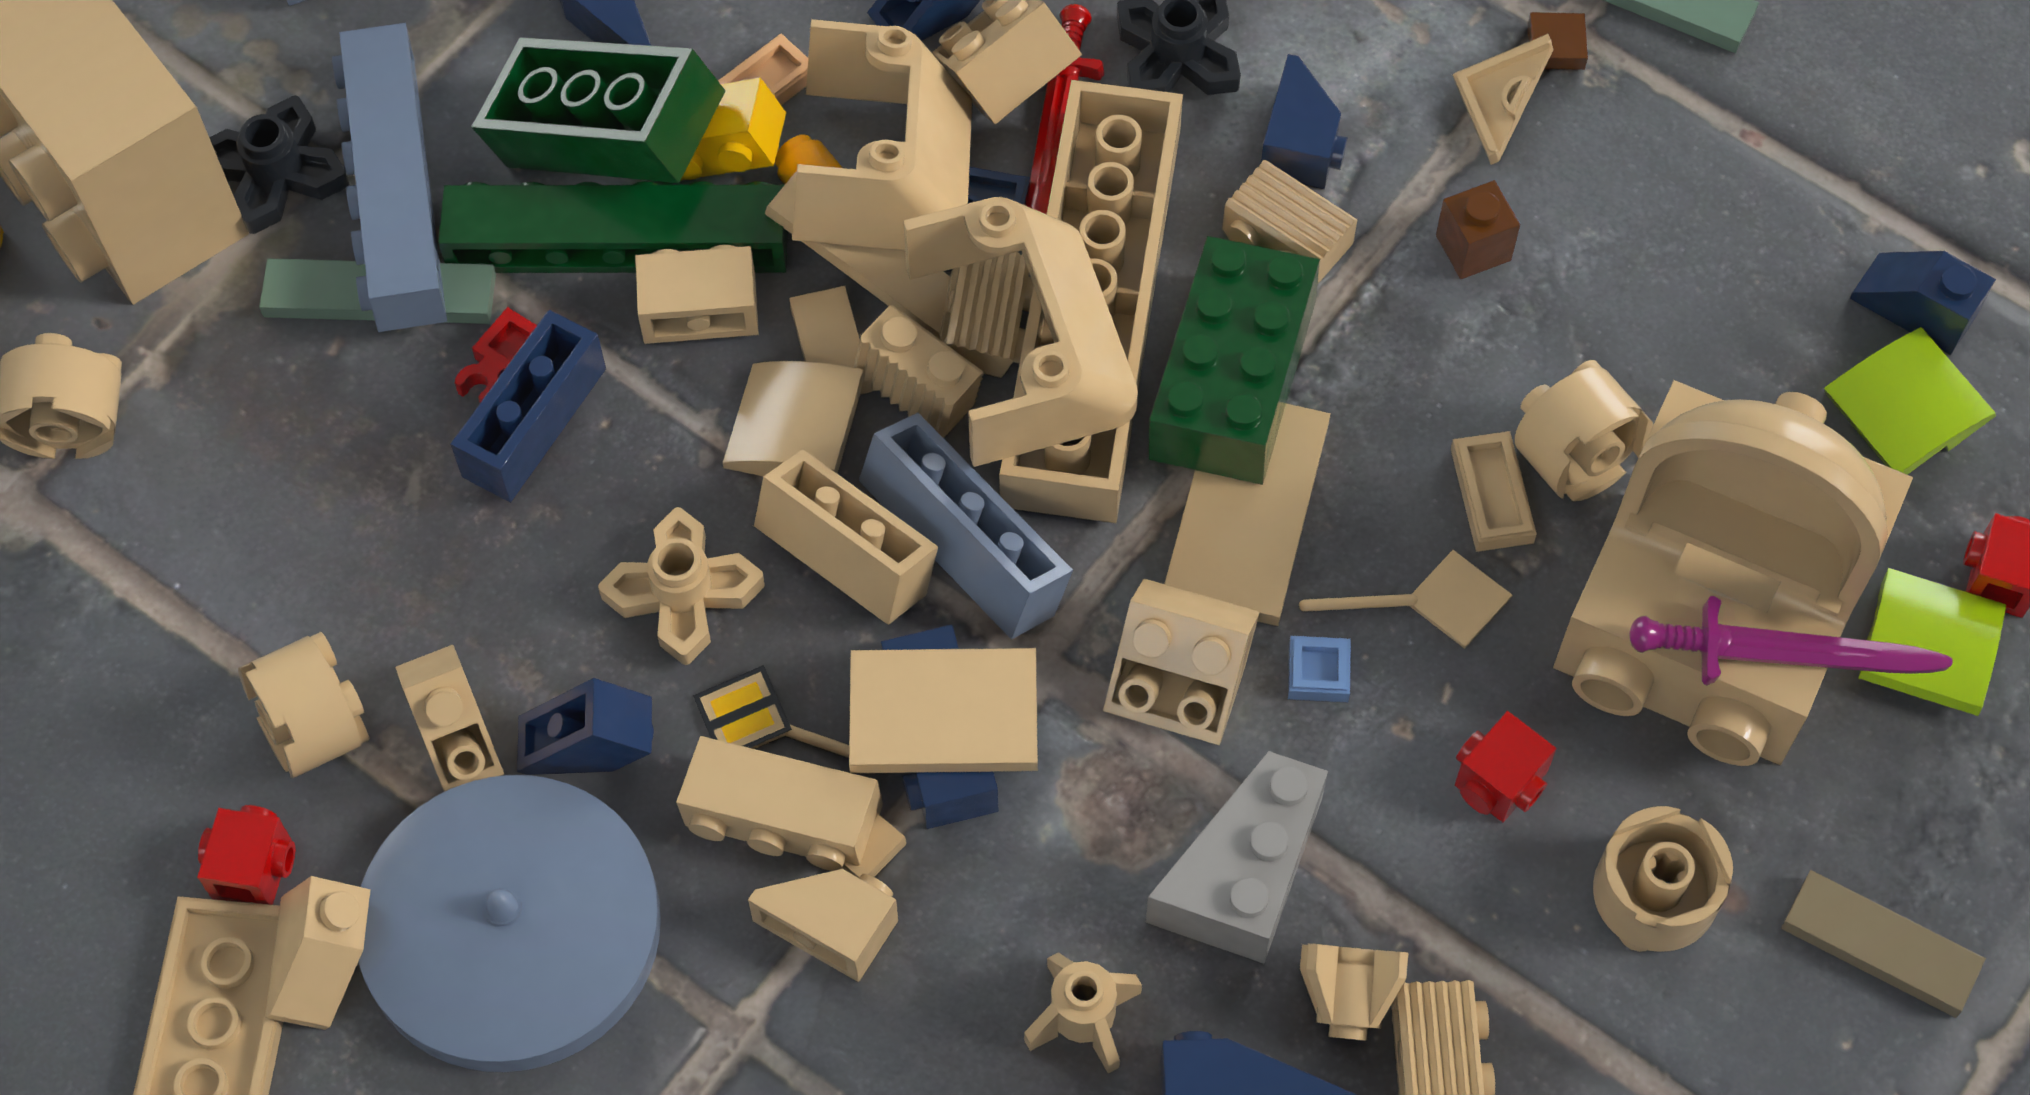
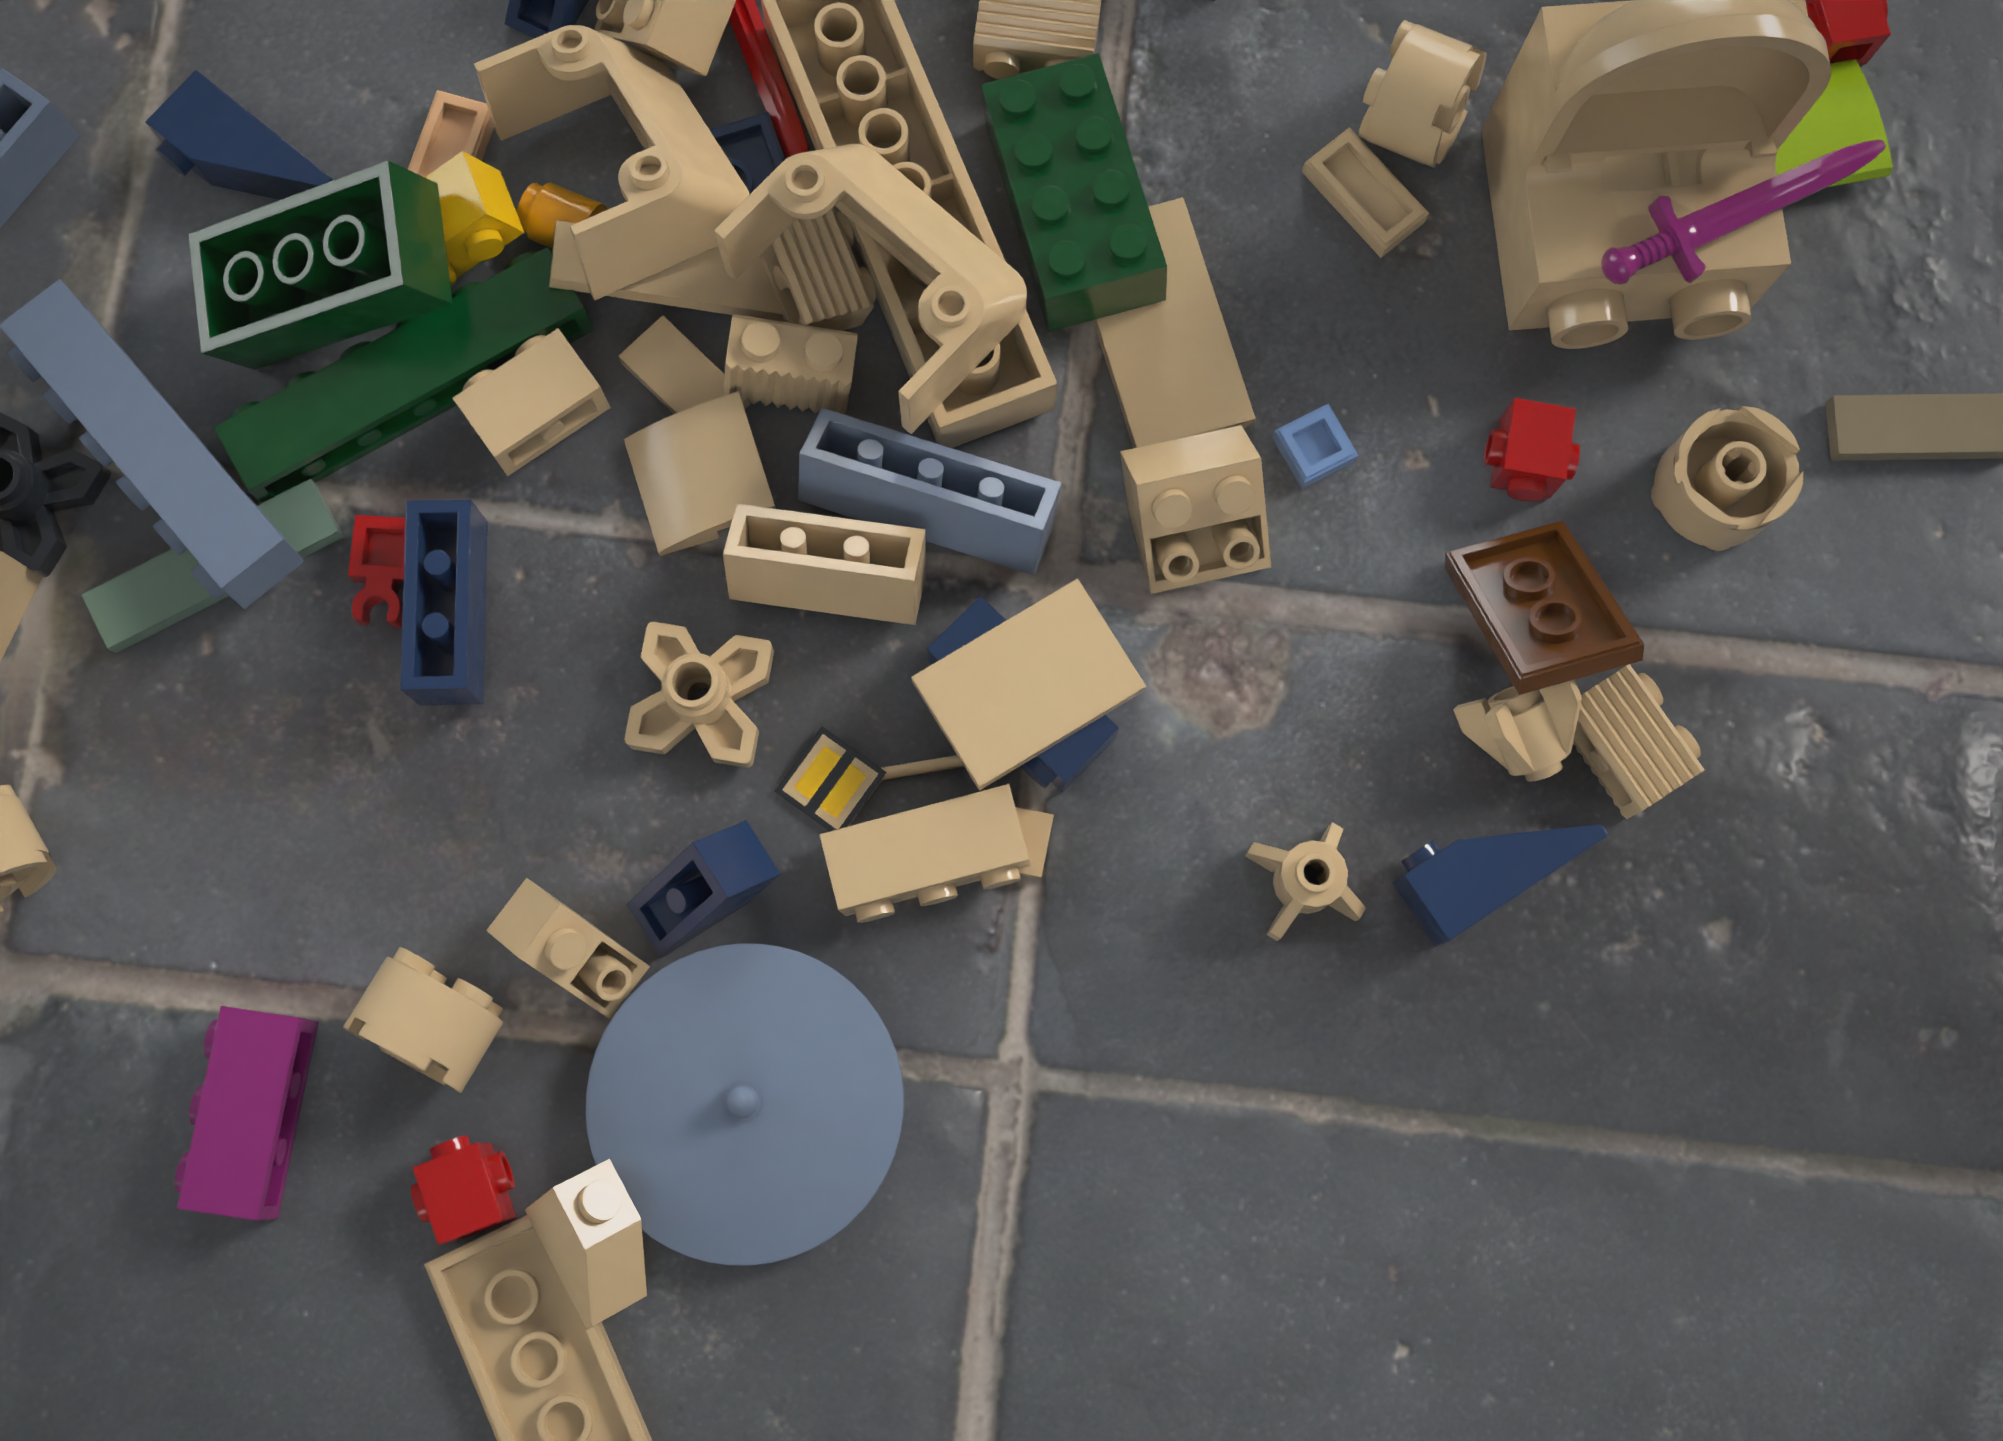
camera: 35 degrees left, 15 degrees up
(126, 703) = (246, 1114): none -> magenta brick
(830, 917) = (1039, 928): tan slope -> none
(1244, 861) = (1371, 663): light grey wedge -> none
(1424, 892) = (1543, 607): none -> reddish brown tile
(1452, 598) = (1387, 313): tan piece -> none

